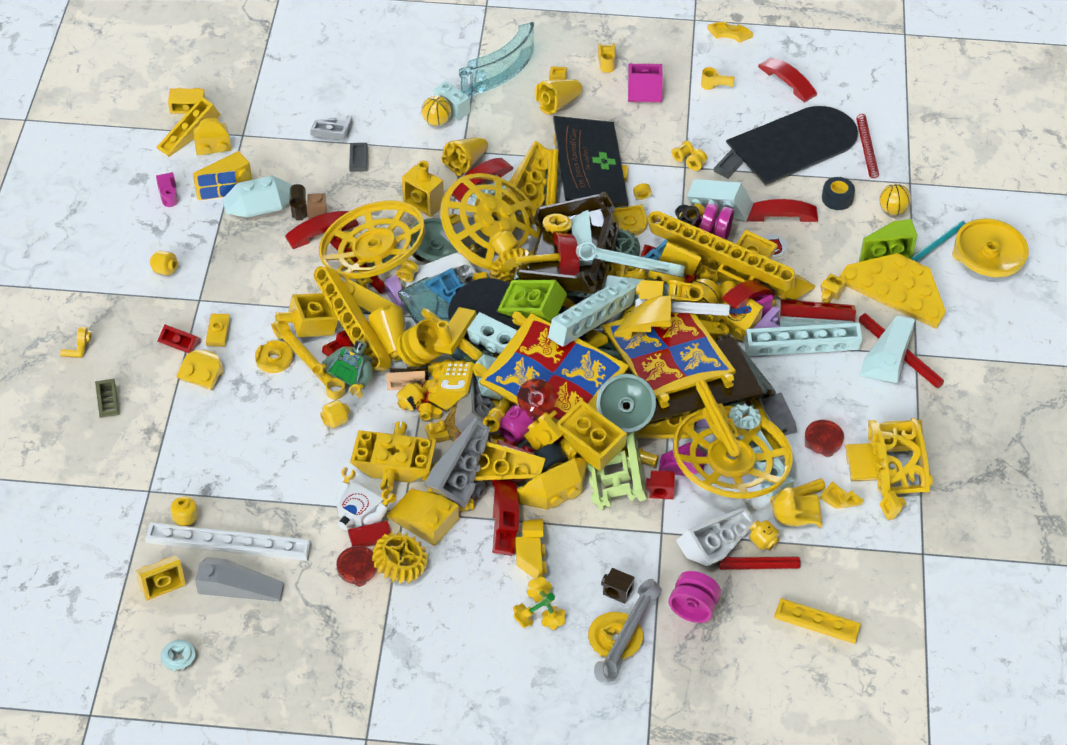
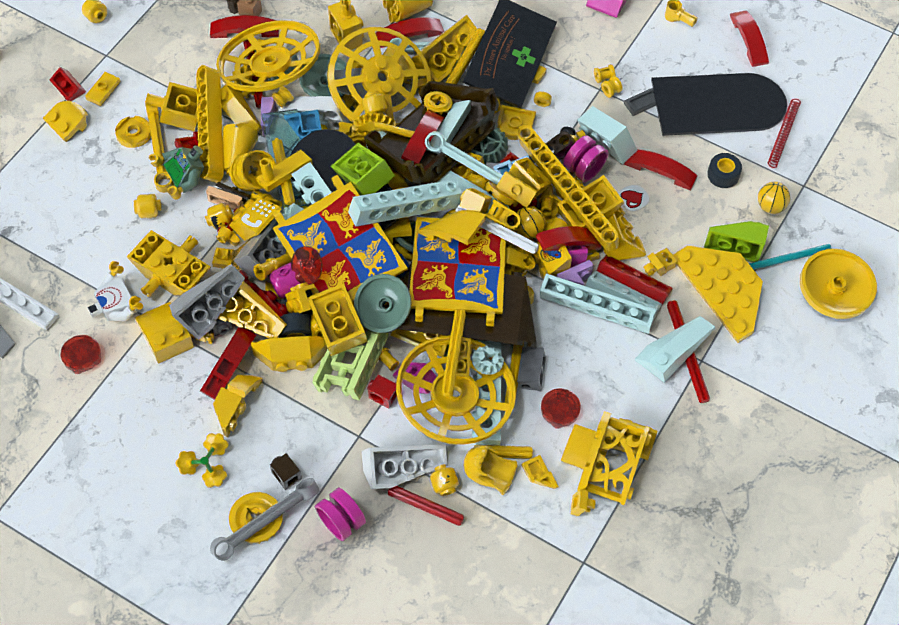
camera: 25 degrees right, 10 degrees up
(368, 534) = (109, 330): red tile -> none
(387, 555) = (126, 374): yellow gear -> none
(680, 267) = (516, 189): none -> yellow plate
(817, 620) = (444, 585): yellow tile -> none

